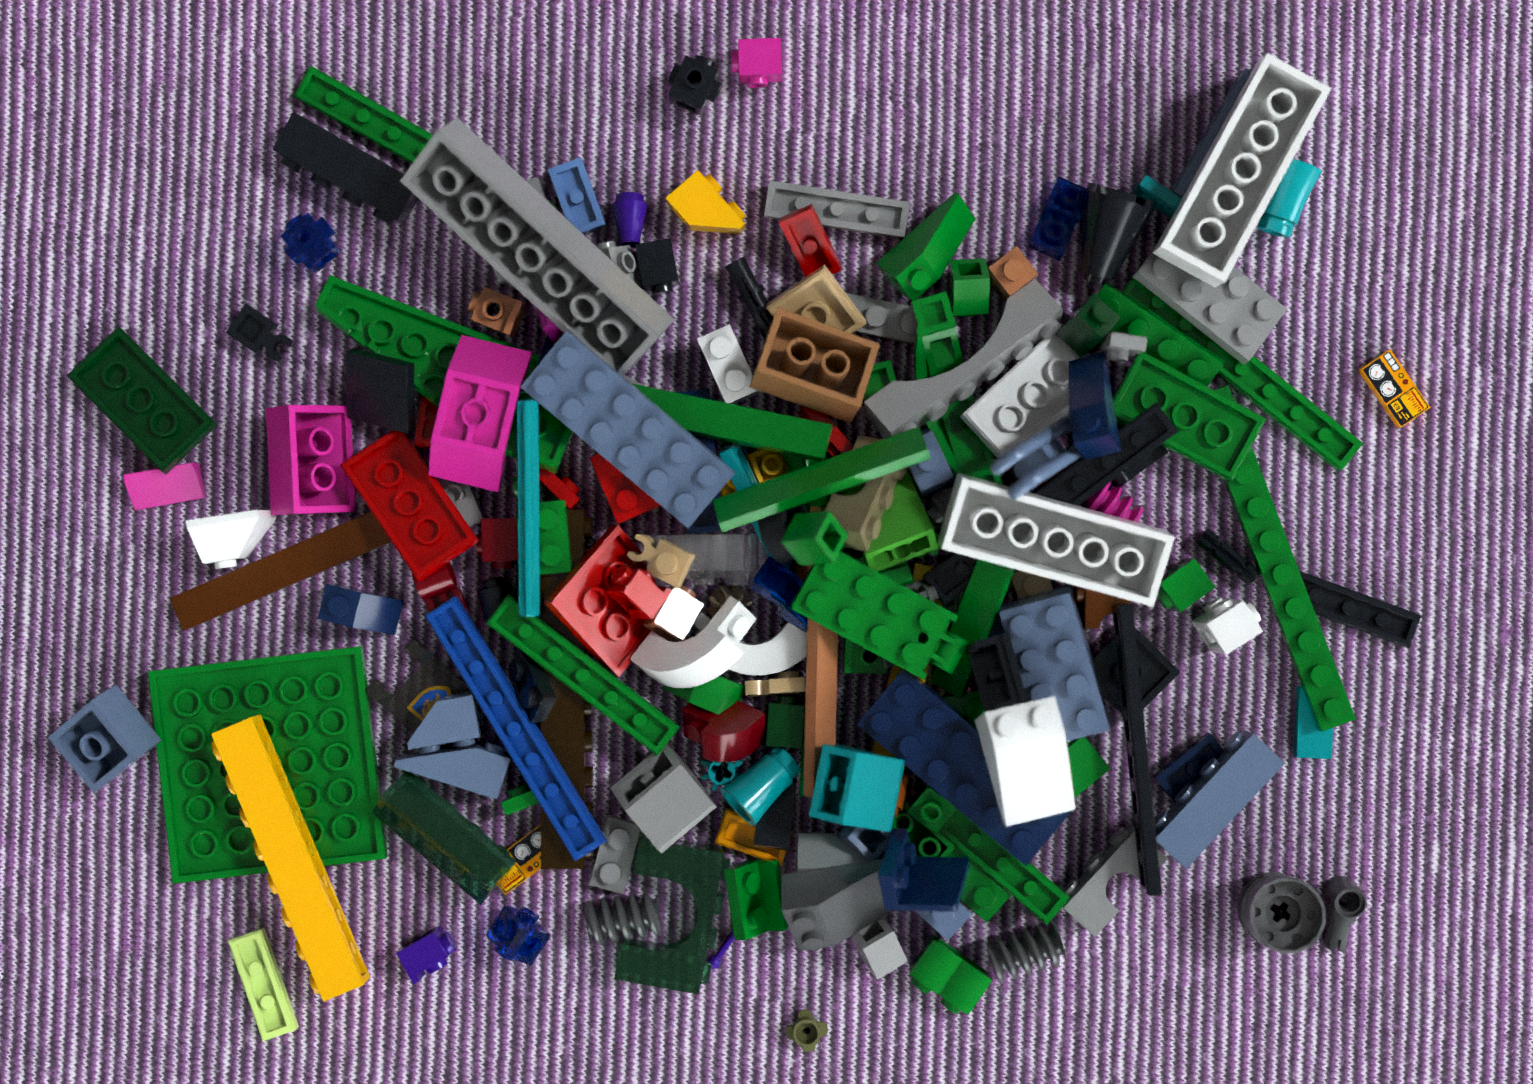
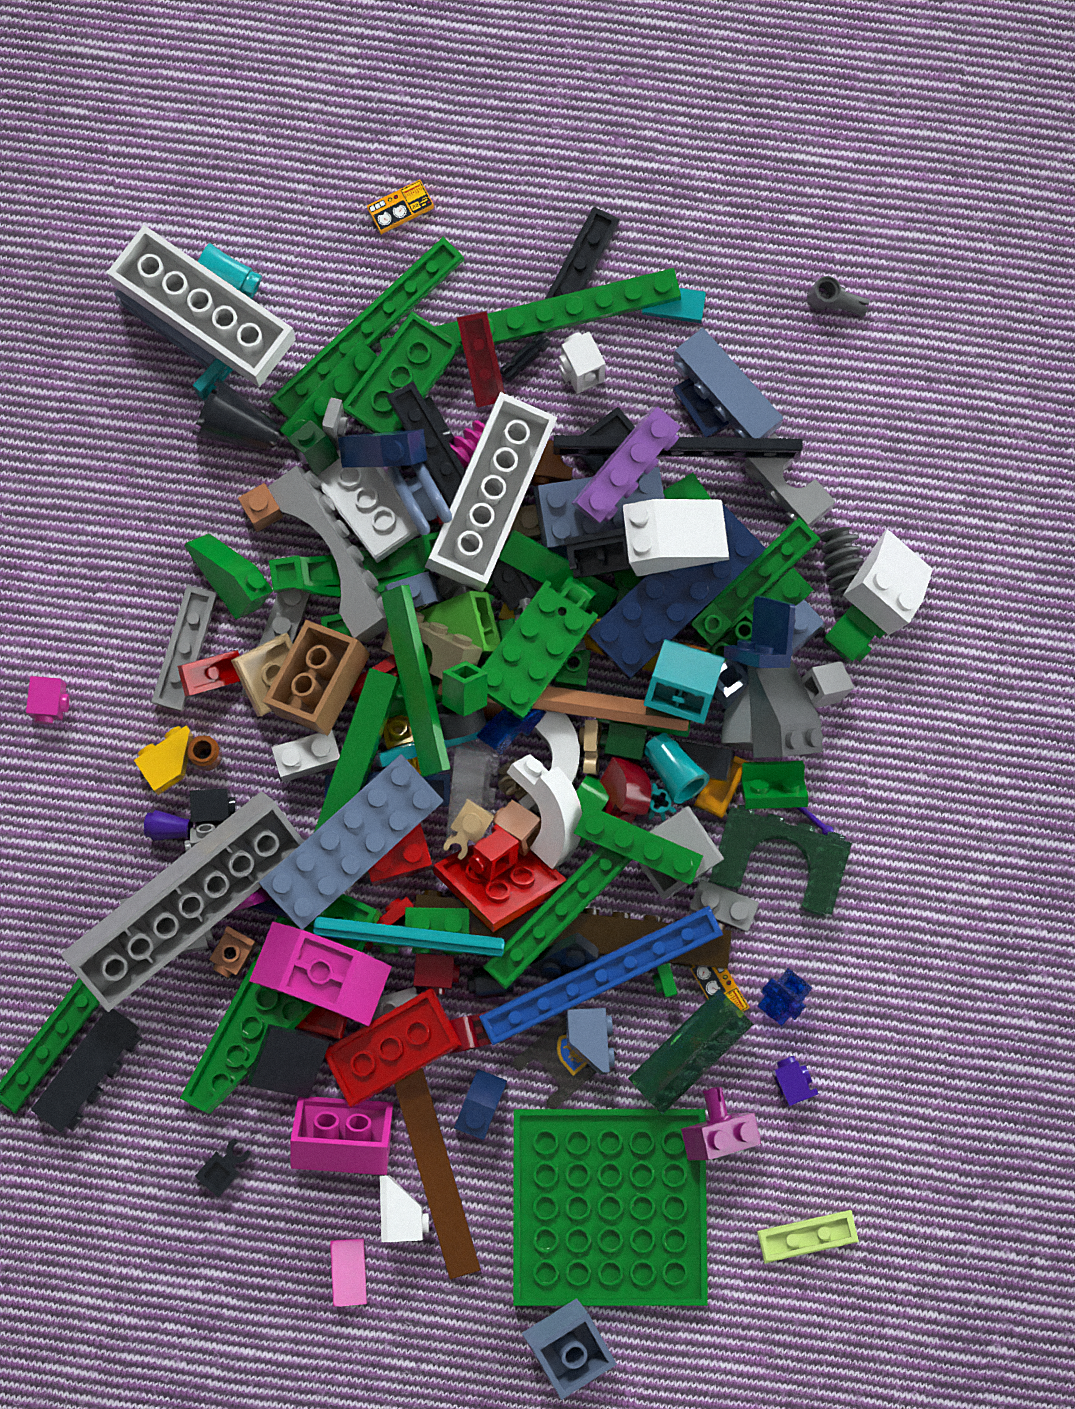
camera: 85 degrees left, 10 degrees down
(142, 400) = (268, 1281): dark green tile -> none
(290, 857) = (694, 1189): yellow brick -> none
(314, 252) = (159, 1110): clear blue brick -> none
(356, 882) = (721, 1132): none -> magenta brick
(468, 767) = (630, 1027): sand blue slope -> none
(577, 196) = (138, 870): medium blue plate -> none
(623, 918) = (779, 904): dark grey piece -> none
(663, 756) = (638, 844): none -> green plate
(694, 96) = (68, 760): black brick -> none
(717, 238) = (198, 746): none -> dark orange brick
(739, 271) = (227, 738): black pin -> none
(809, 1040) = (895, 748): olive plate -> none
(969, 287) = (266, 542): green brick -> none
(1003, 1010) = (890, 584): none -> white slope
(1058, 219) = (218, 463): clear blue slope -> none
(1104, 695) = (626, 464): none -> medium lavender brick
(1183, 585) = (545, 393): green brick -> none
(1218, 506) = (480, 357): none -> dark red plate
(1232, 314) = (320, 330): light grey plate -> none
(1301, 917) = (827, 330): flat silver wheel -> none

